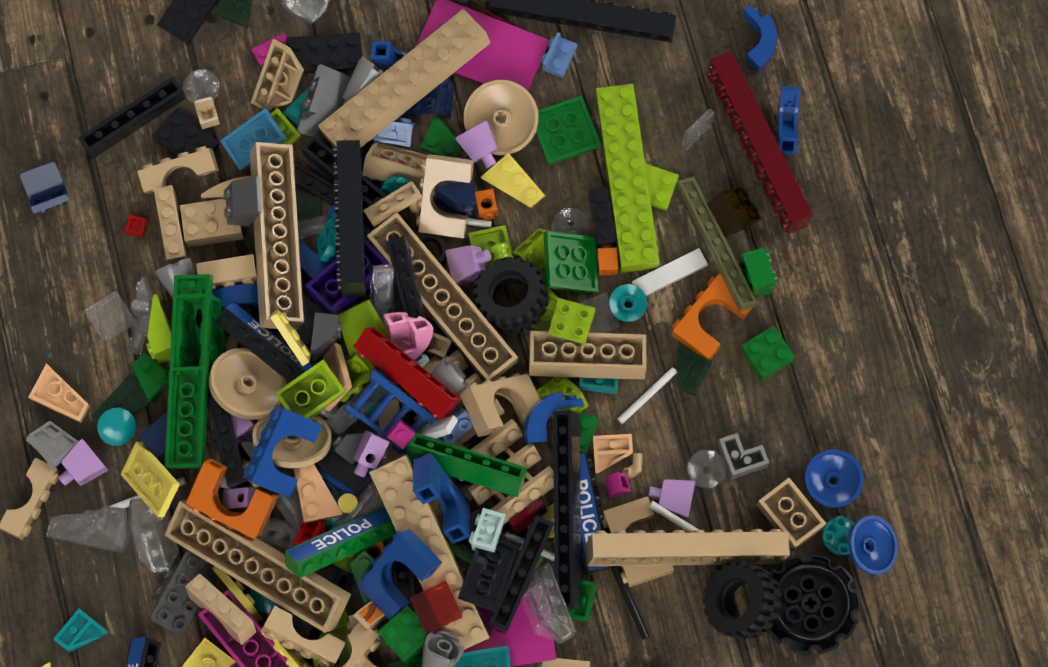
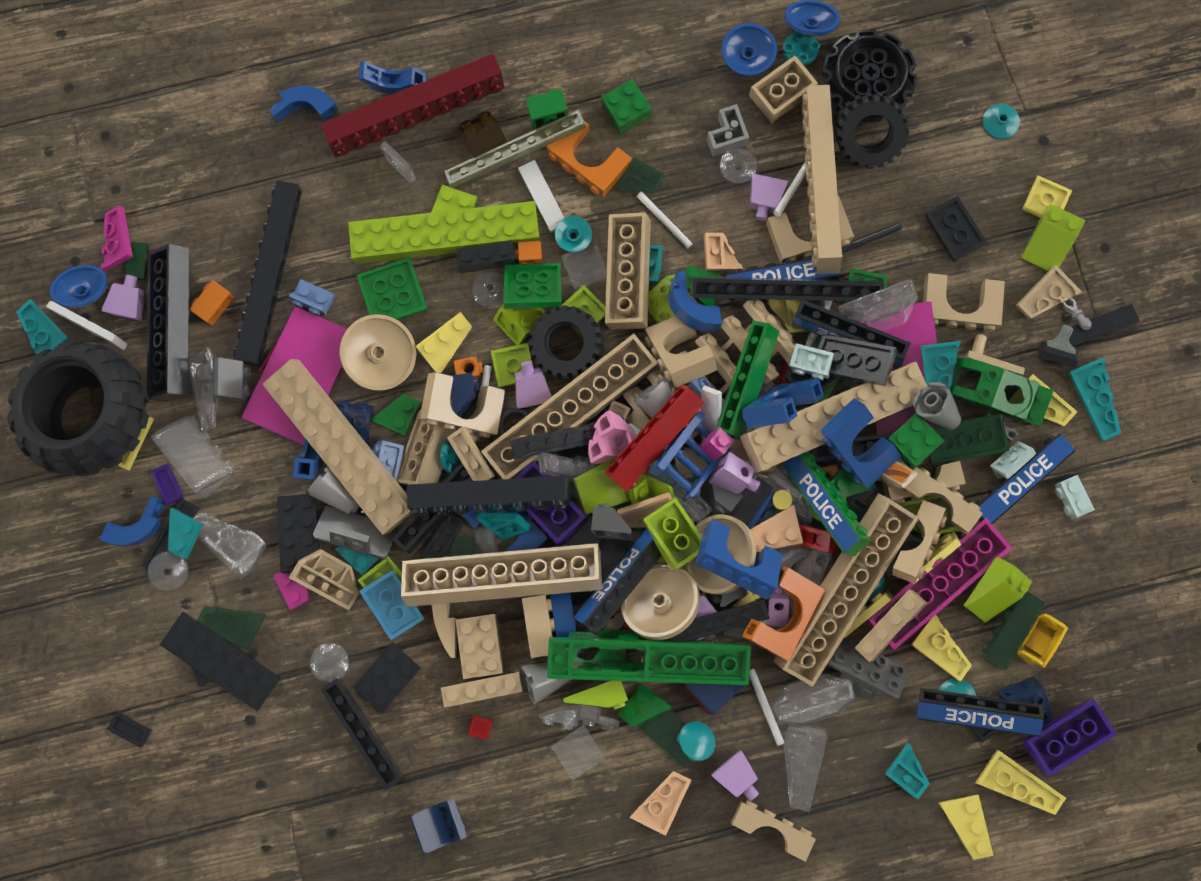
camera: 85 degrees left, 5 degrees up
(51, 443) = (716, 807): light grey plate -> none
(150, 479) = (758, 701): light yellow plate -> none
(156, 176) = (416, 658): tan arch -> none
(206, 112) = (360, 654): tan bracket -> none
(243, 201) = (465, 608): dark grey slope -> none
(291, 337) = (617, 553): light yellow wing -> none
(435, 607) = (893, 408): clear red tile -> none
(479, 143) = (405, 373): lavender torso -> none
(500, 251) = (522, 352): lime wheel -> none
(526, 516) = (789, 328): dark red tile -> none
(571, 321) = (596, 282): lime bracket -> none
(617, 484) = (755, 247): dark pink brick -> none
(635, 468) = (736, 231): tan arm -> none

